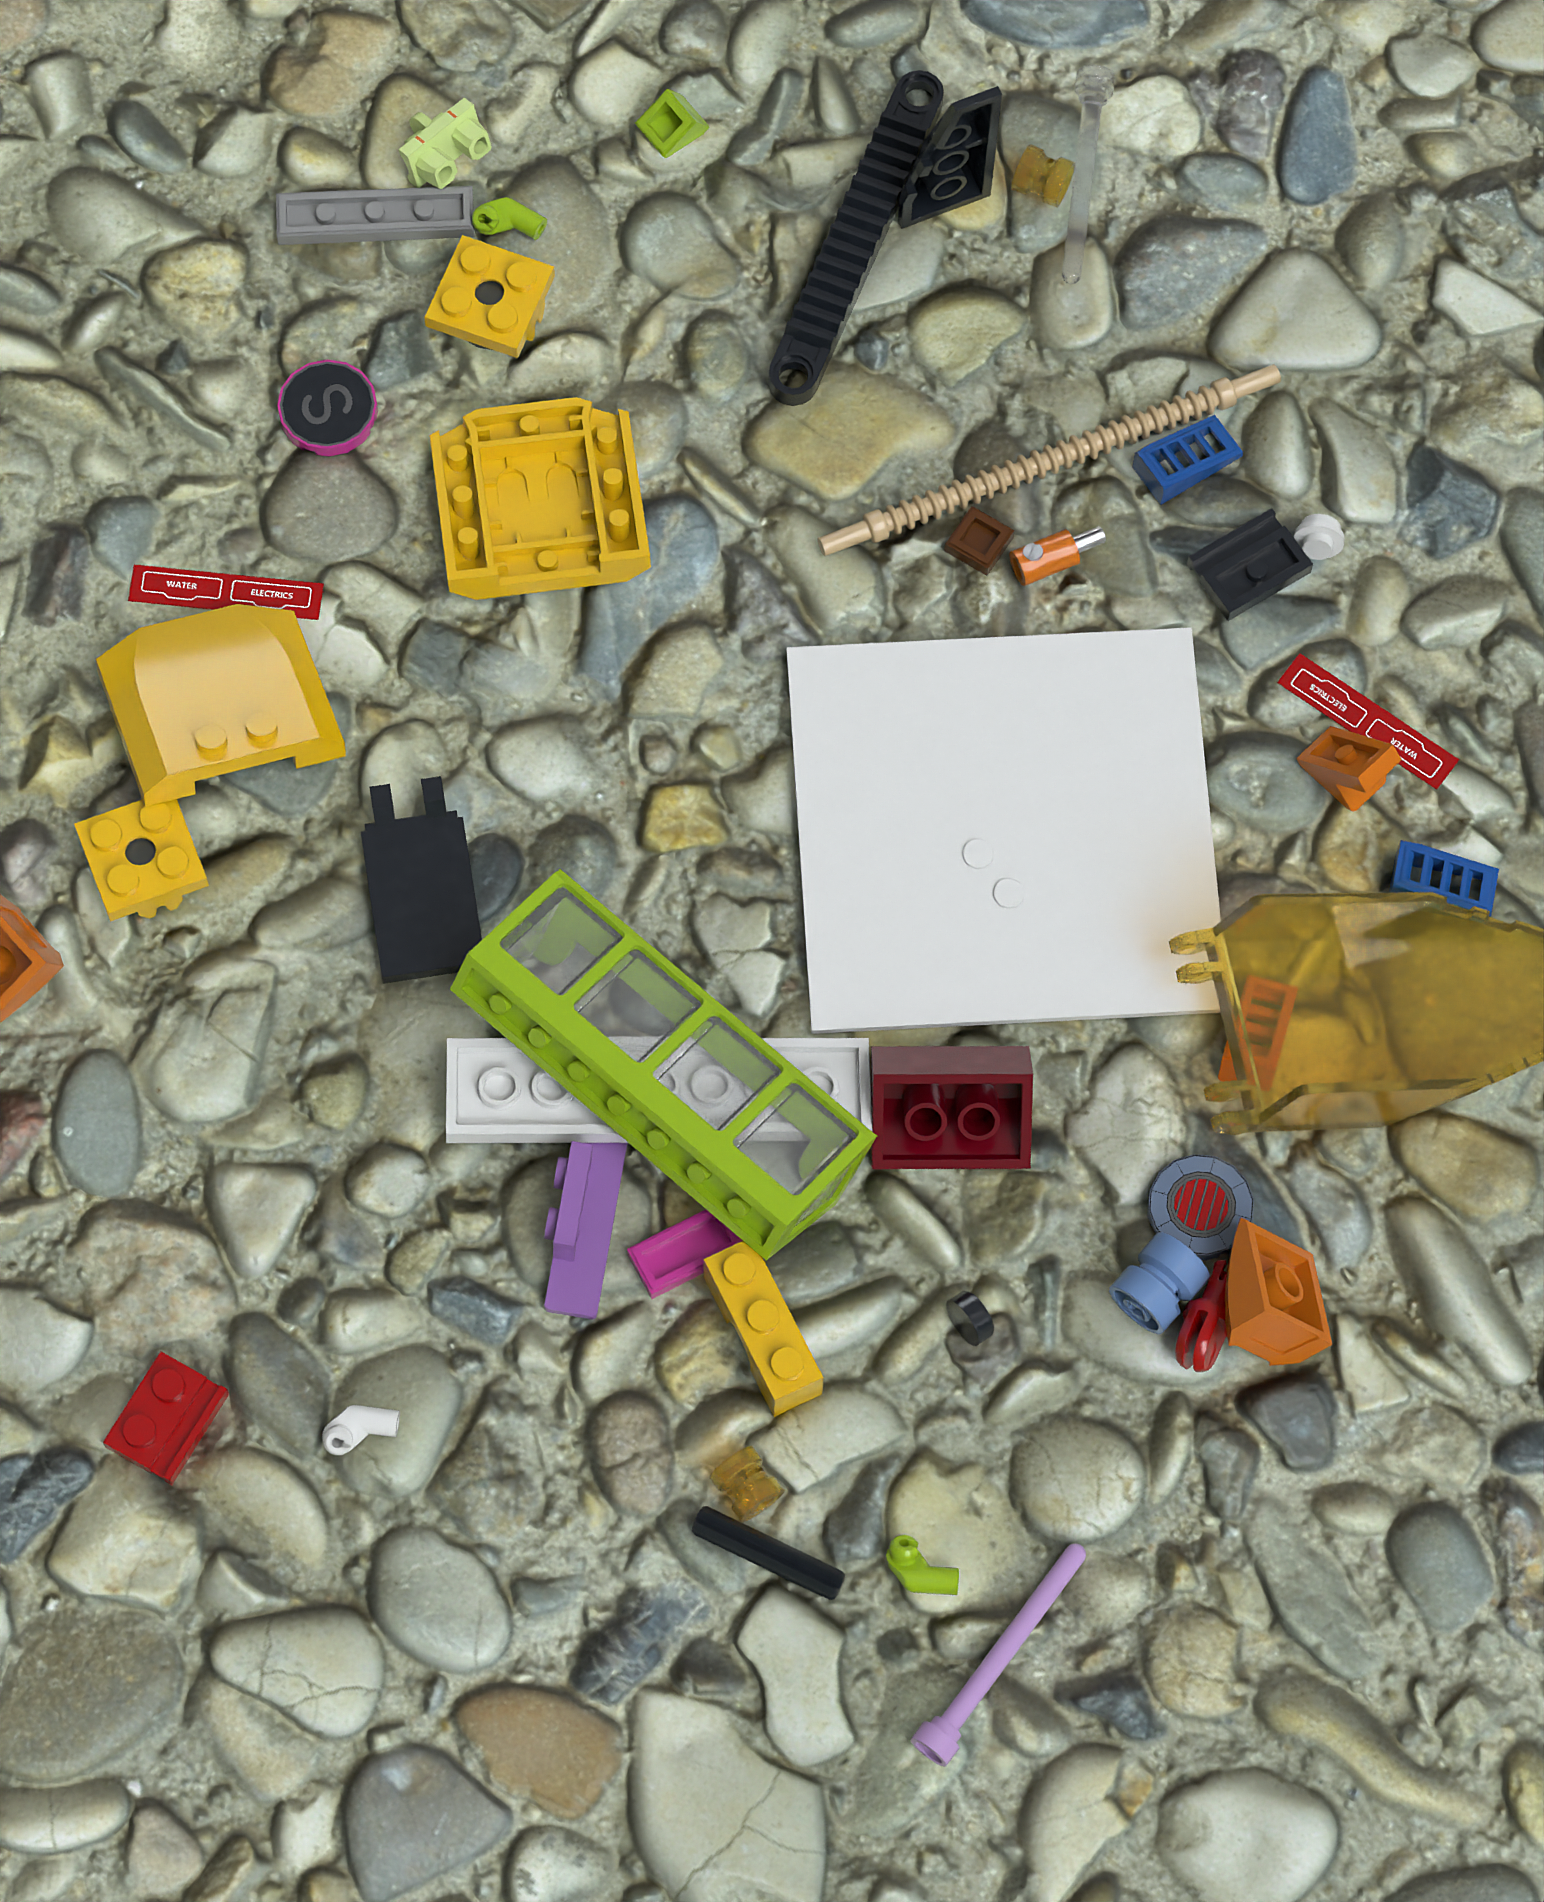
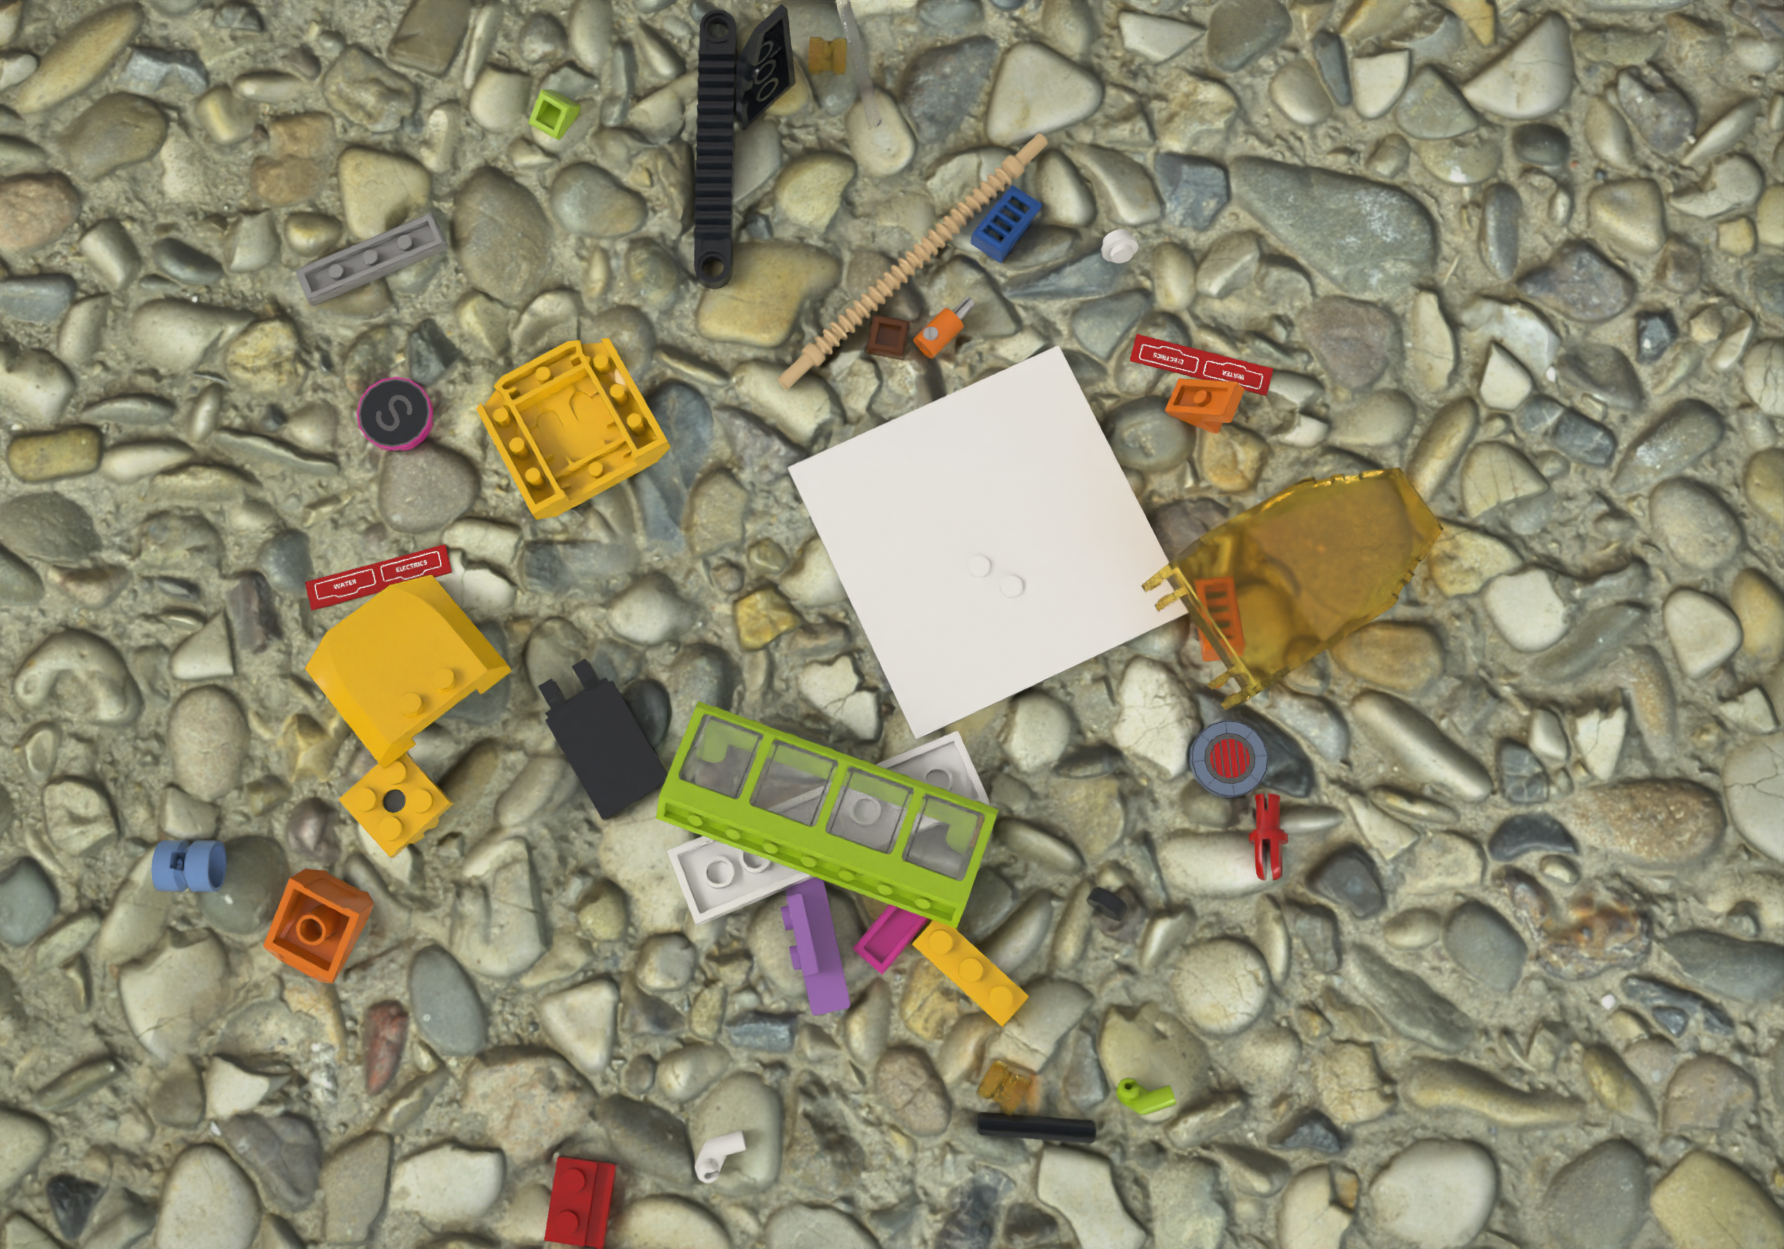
camera: 20 degrees left, 10 degrees up
(440, 141) = (396, 188): yellowish green hips -> none
(490, 297) = (477, 291): yellow piece -> none
(506, 215) = (465, 224): lime arm -> none
(940, 1736) = (1206, 1211): lavender piece -> none
(951, 1107) = (1034, 756): dark red slope -> none
(1164, 1277) = (1226, 827): medium blue wheel -> none
(1249, 564) = (1080, 284): black plate -> none
(1273, 1298) = (1306, 806): orange slope -> none
(1429, 859) = (1269, 466): blue slope -> none

